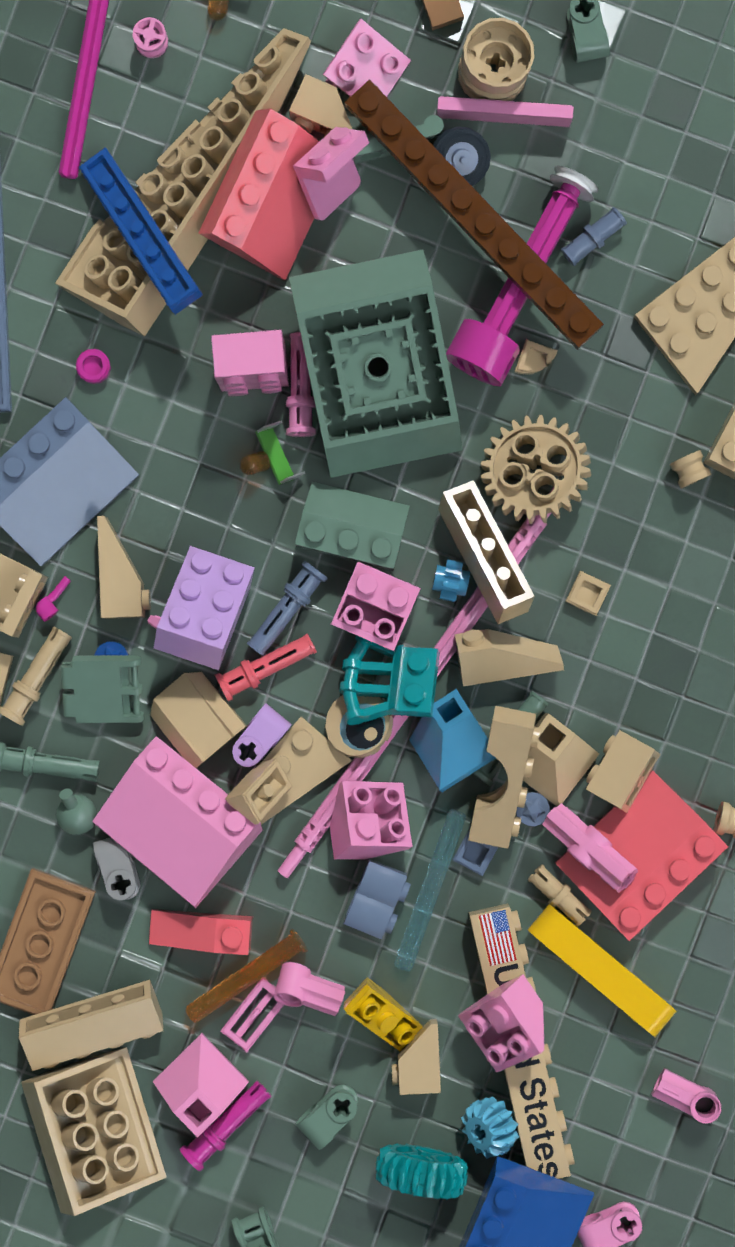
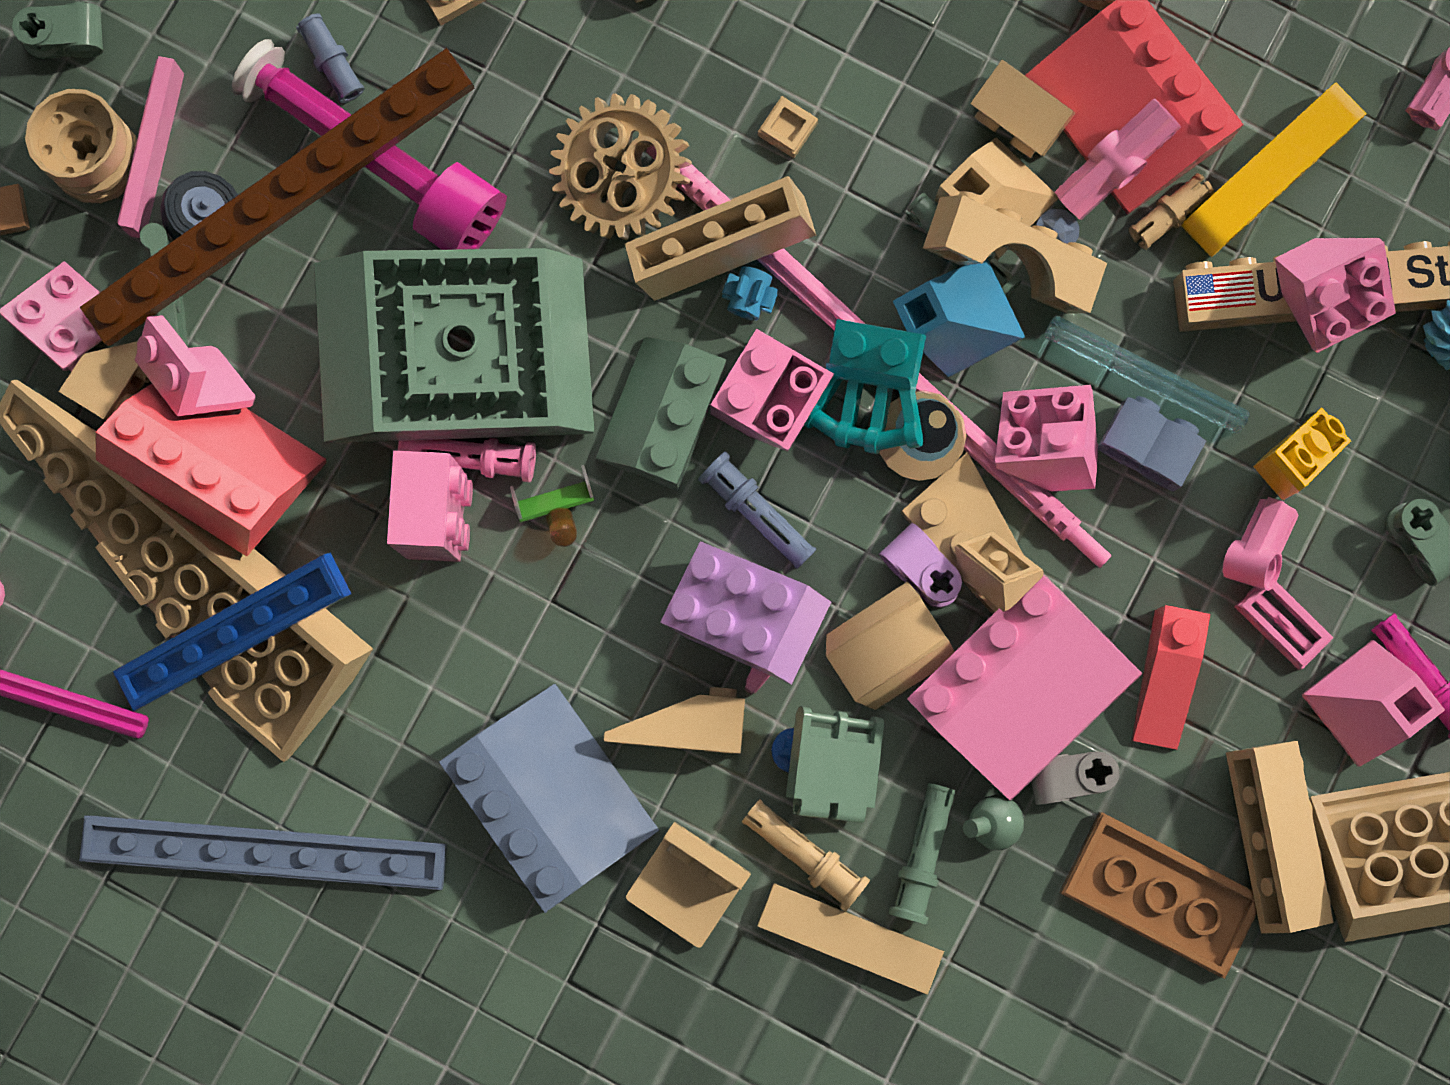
camera: 85 degrees left, 5 degrees down
(45, 607) = (716, 830): dark pink hand -> none
(93, 366) = (402, 725): dark pink tile -> none
(245, 977) = (1235, 627): clear orange axle -> none
(303, 648) = (810, 497): coral pin -> none
(419, 1063) = (1370, 414): tan slope -> none
(474, 855) = (1107, 313): sand blue tile -> none
(500, 656) = (856, 244): tan slope -> none
(534, 358) = (476, 153): tan tile -> none

